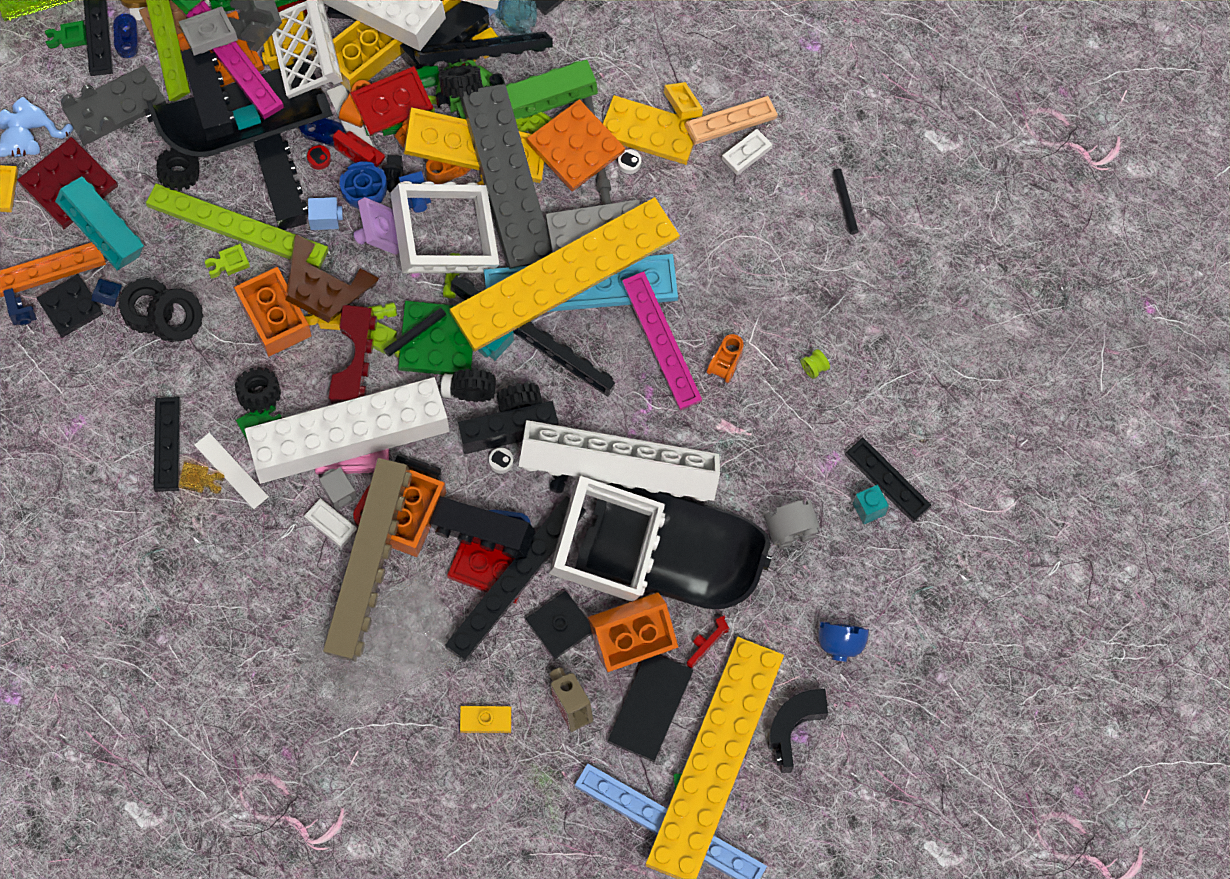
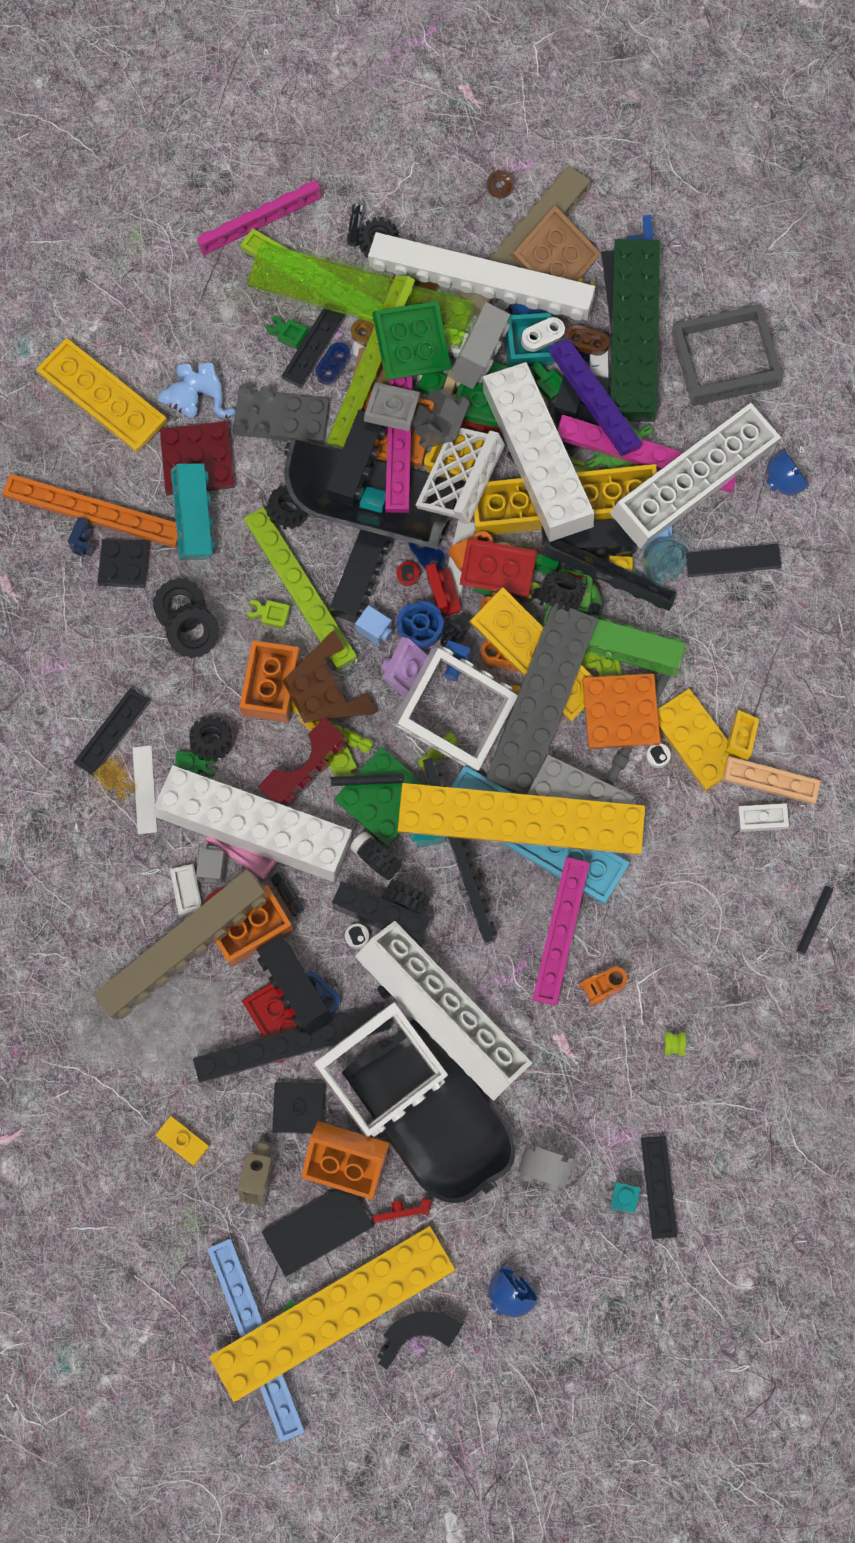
camera: 45 degrees right, 5 degrees up
(106, 292) = (157, 573): dark blue plate -> none

